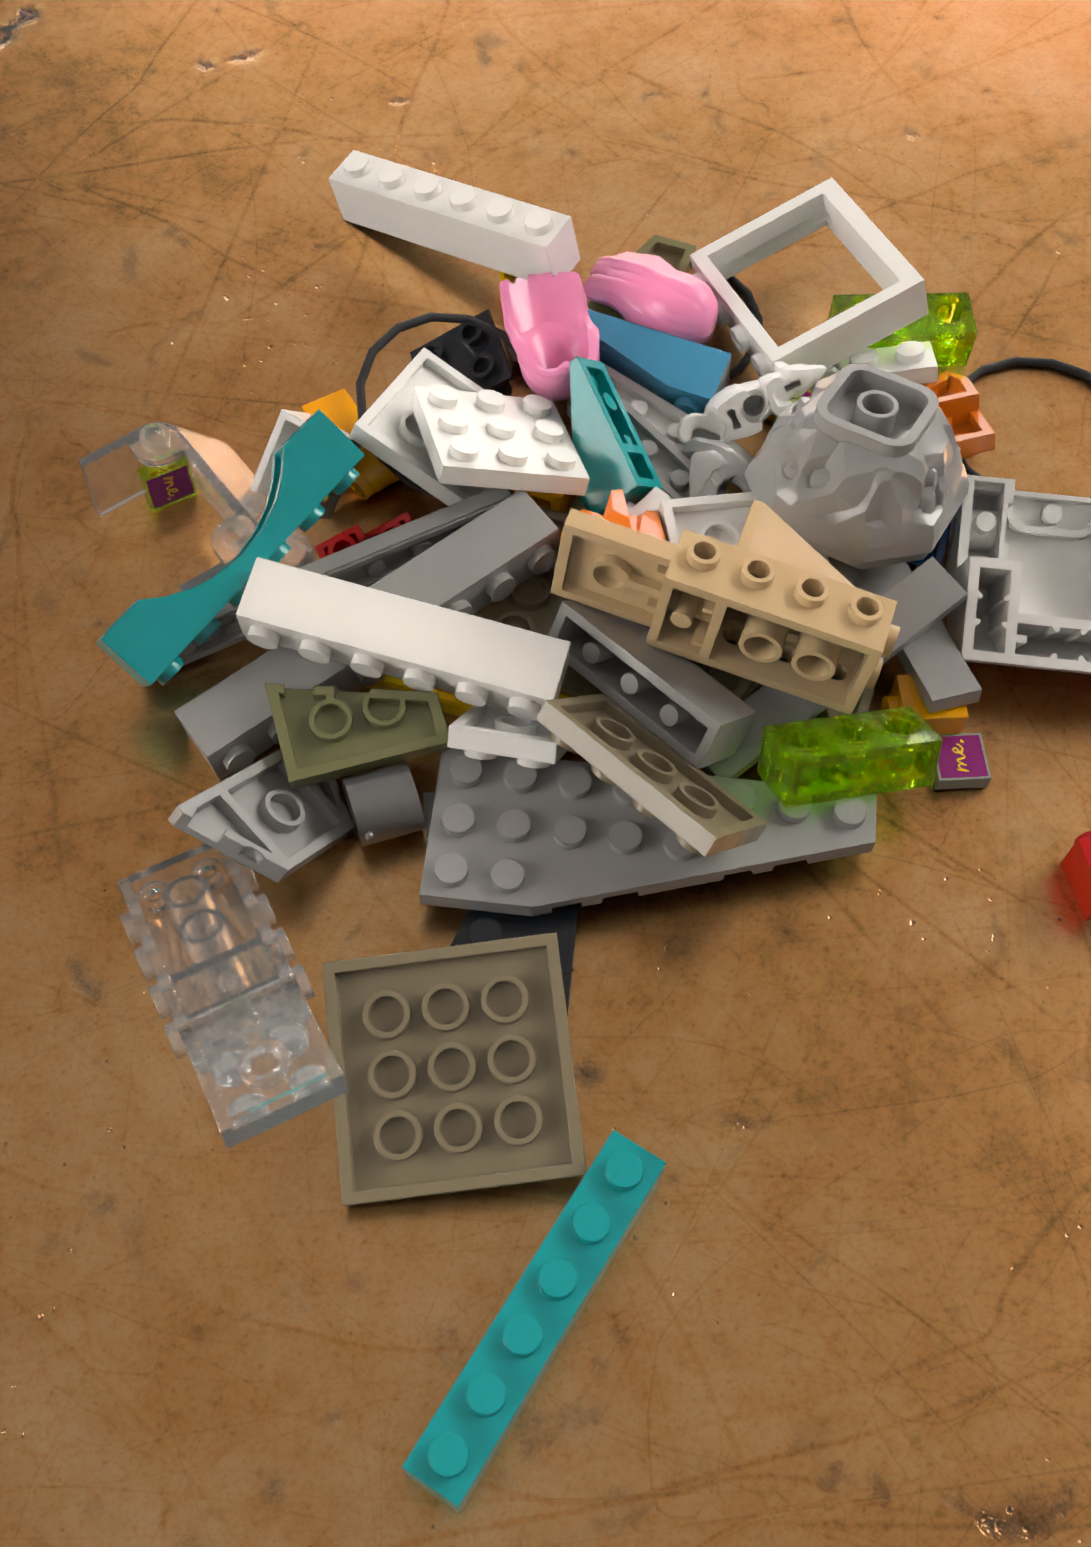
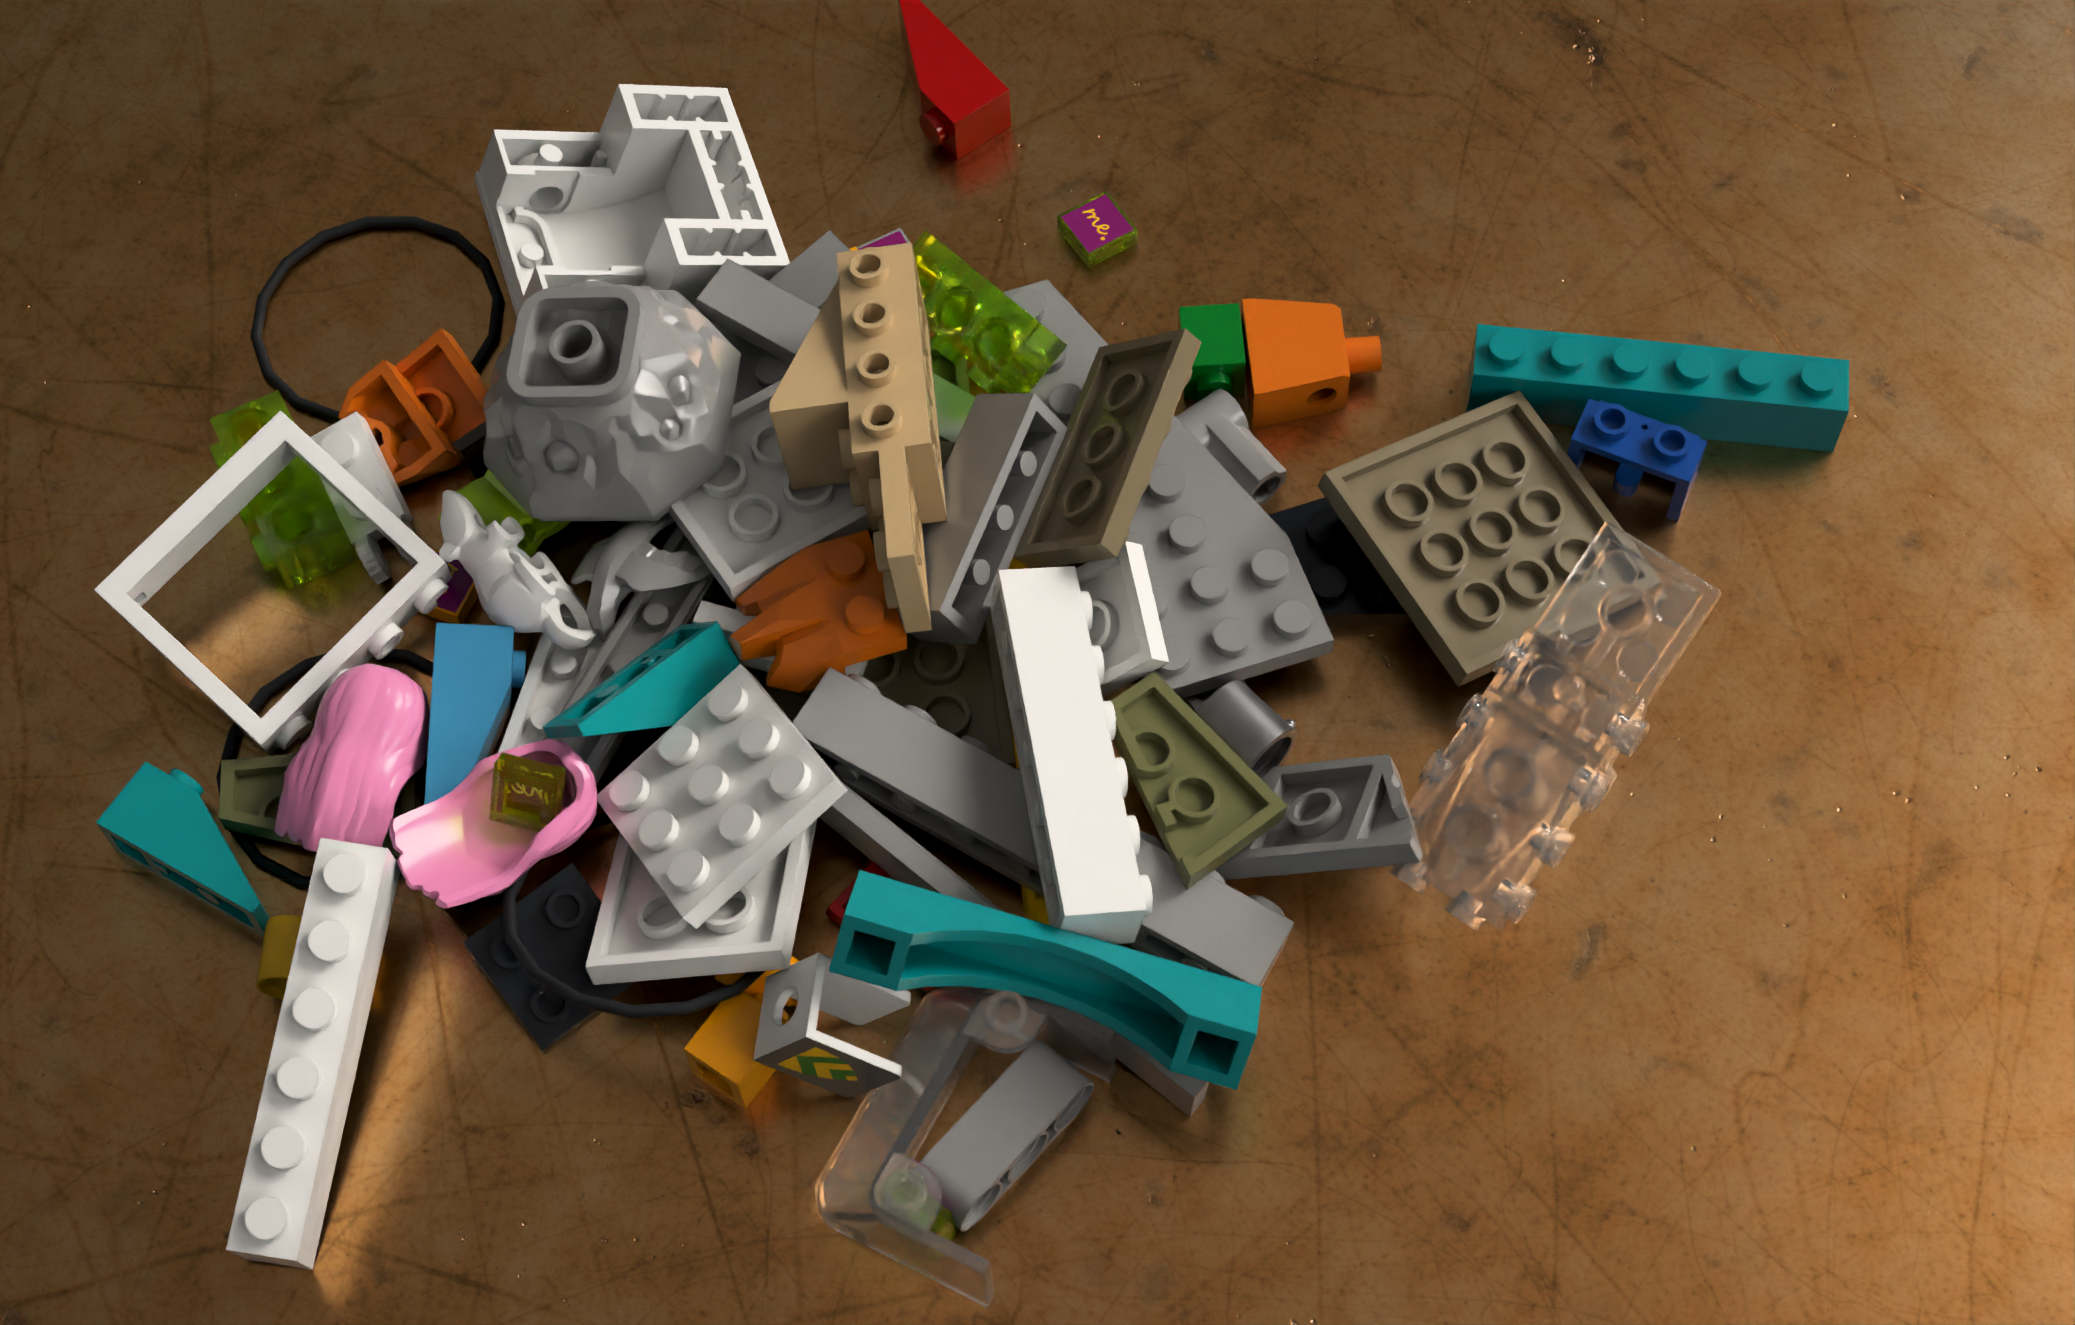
camera: 110 degrees left, 0 degrees up
(181, 531) = (1006, 1131): none -> light grey beam
(476, 1255) = (1640, 447): none -> blue window
(561, 343) = (526, 792): none -> clear neon green tile
(660, 207) = (171, 833): none -> teal slope
(668, 919) = (1225, 433): none -> light grey piece
(718, 1018) = (1300, 359): none -> orange torso
(754, 951) = (1221, 354): none -> green brick
(935, 932) = (1097, 229): none -> tile

